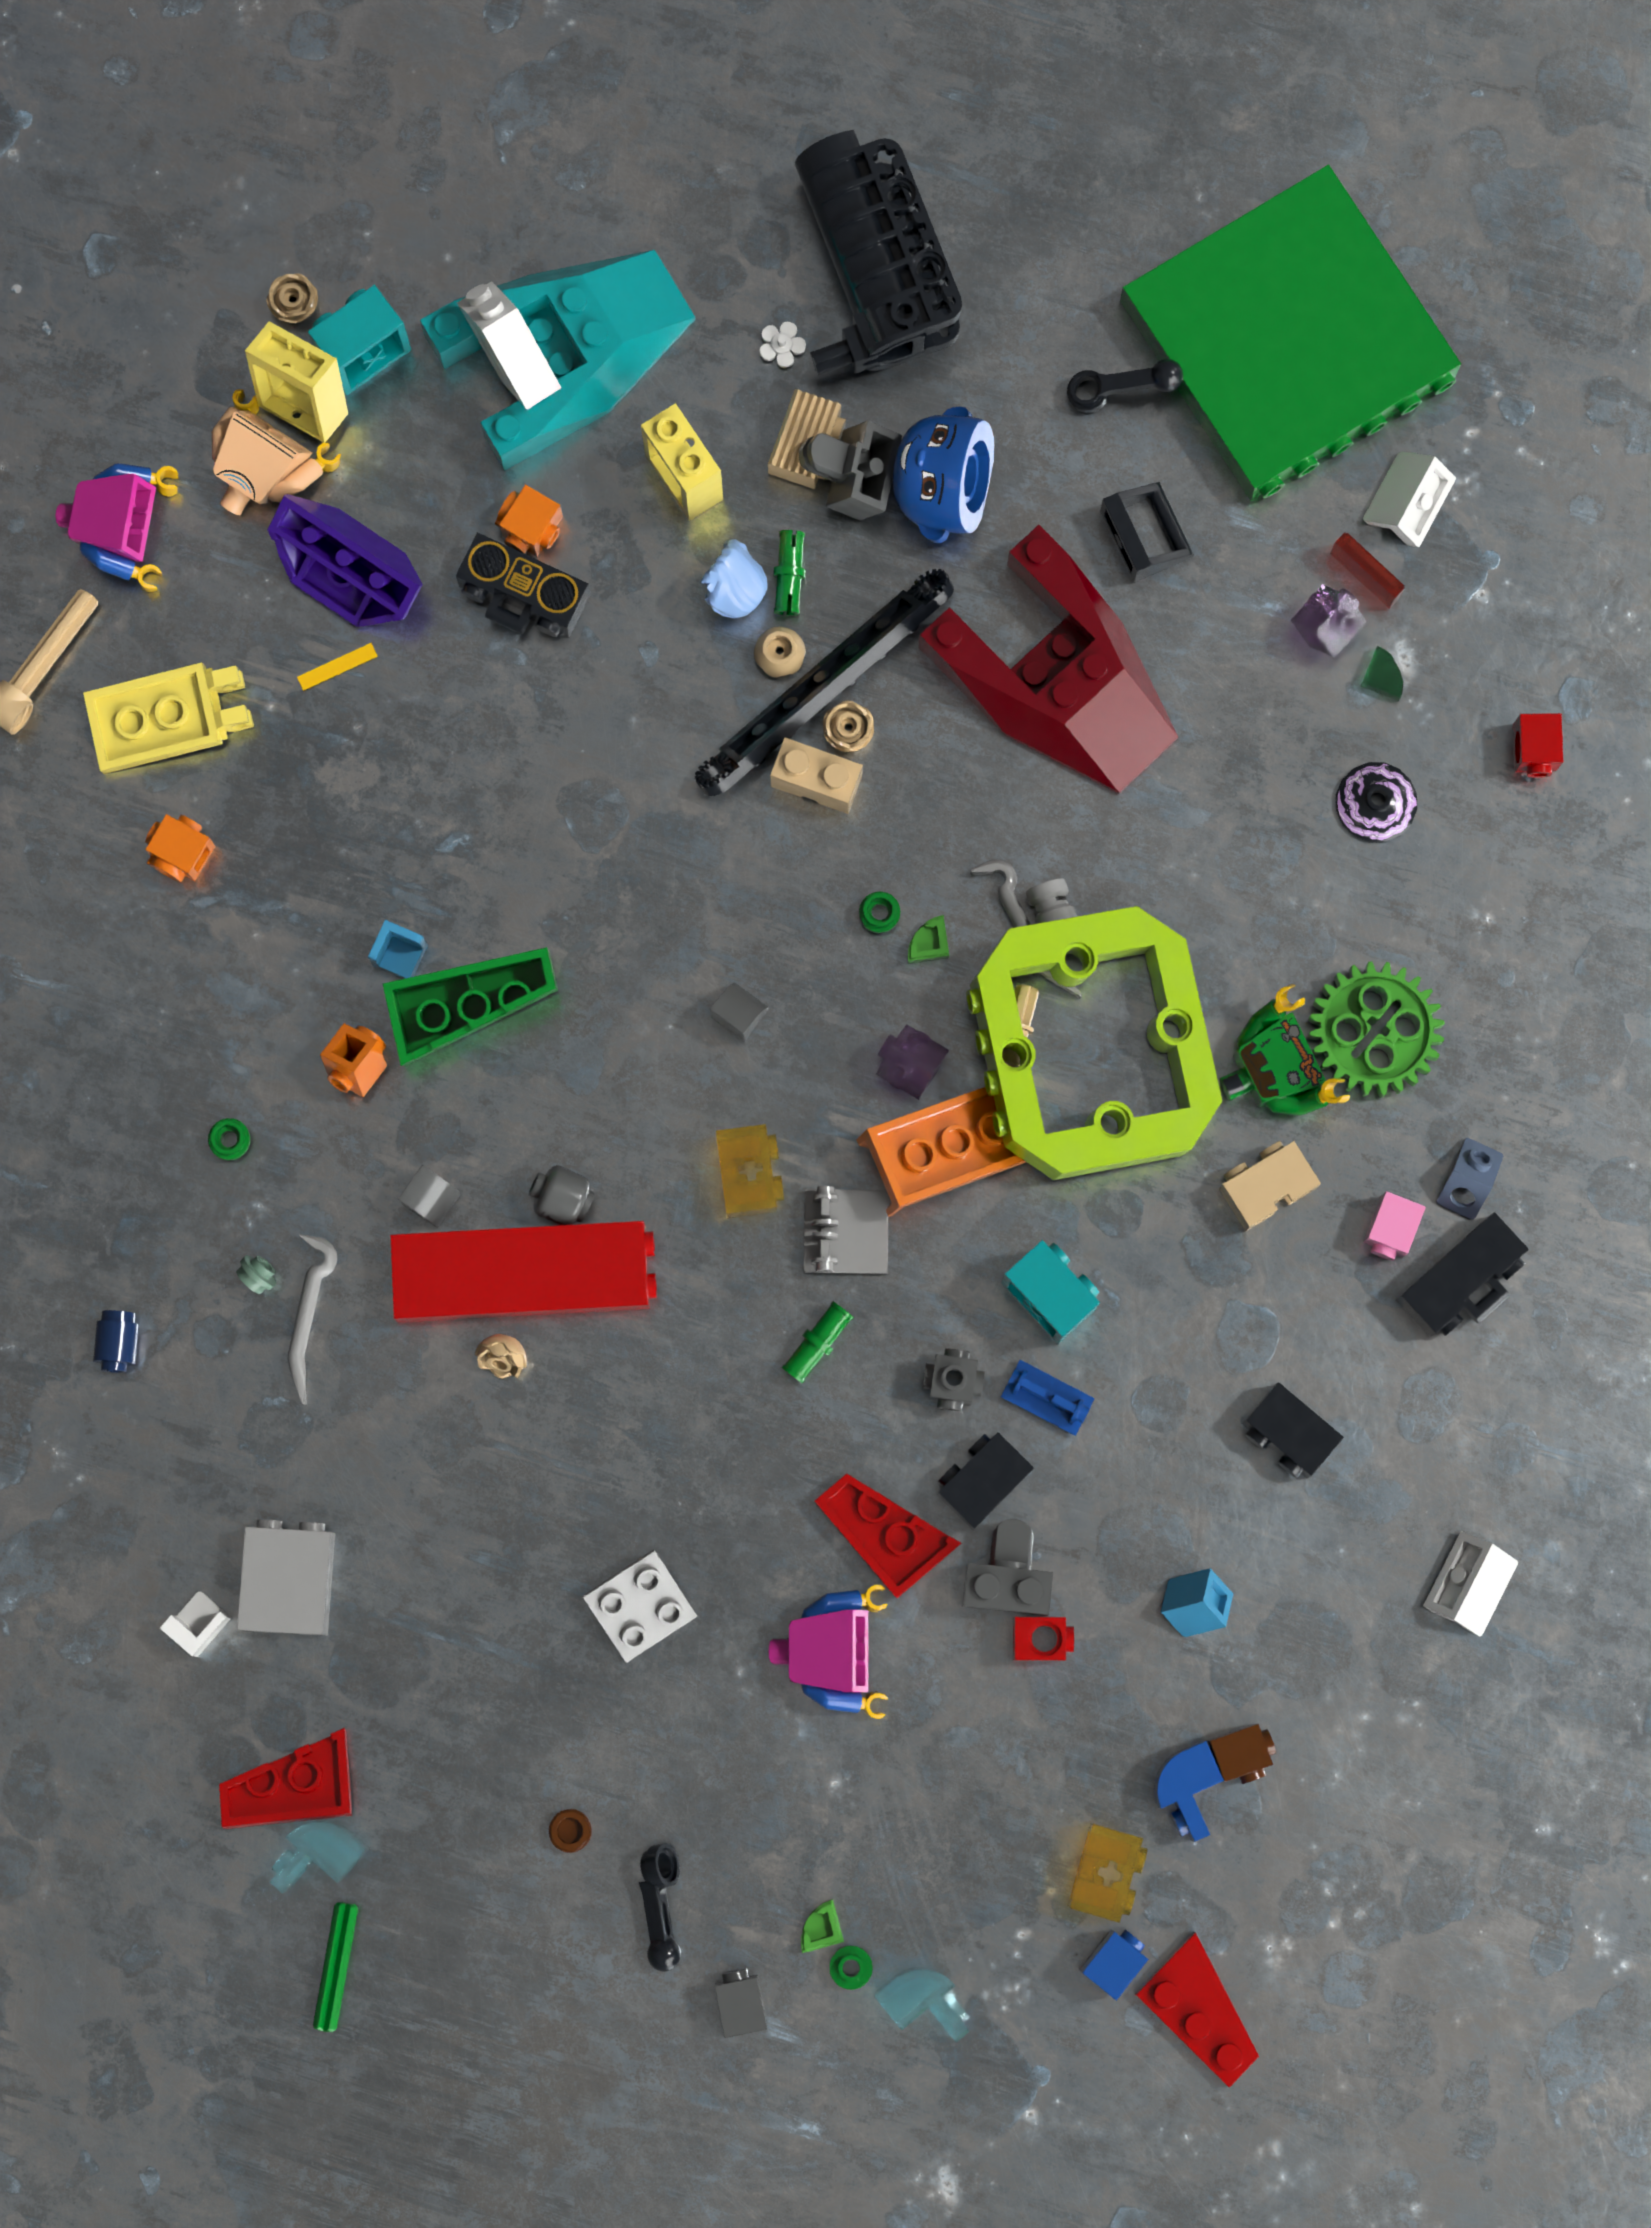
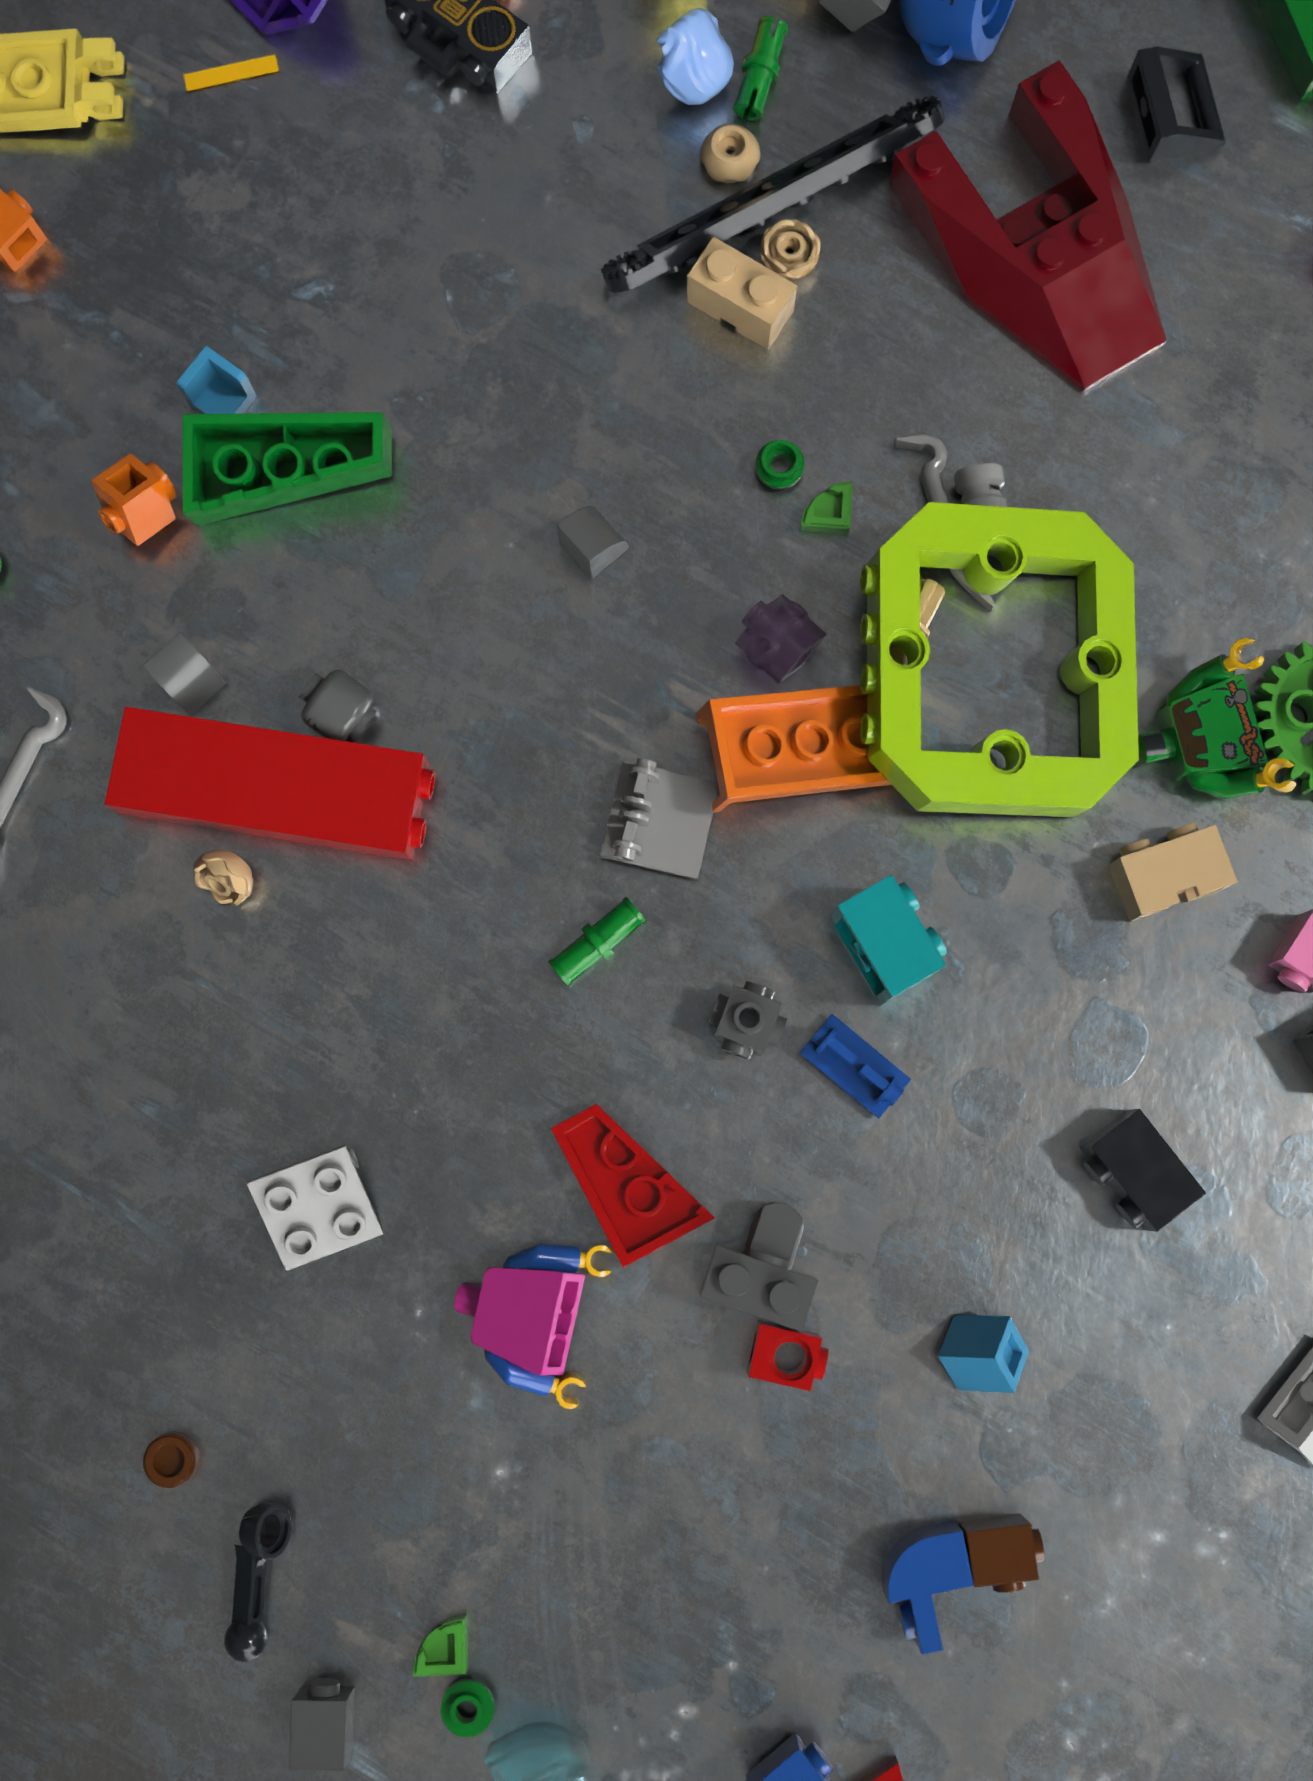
camera: 15 degrees right, 0 degrees up
(735, 1149) = (556, 695): clear yellow brick -> none
(984, 1479) = (758, 1148): black brick -> none
(1099, 1849) = (804, 1632): clear yellow brick -> none

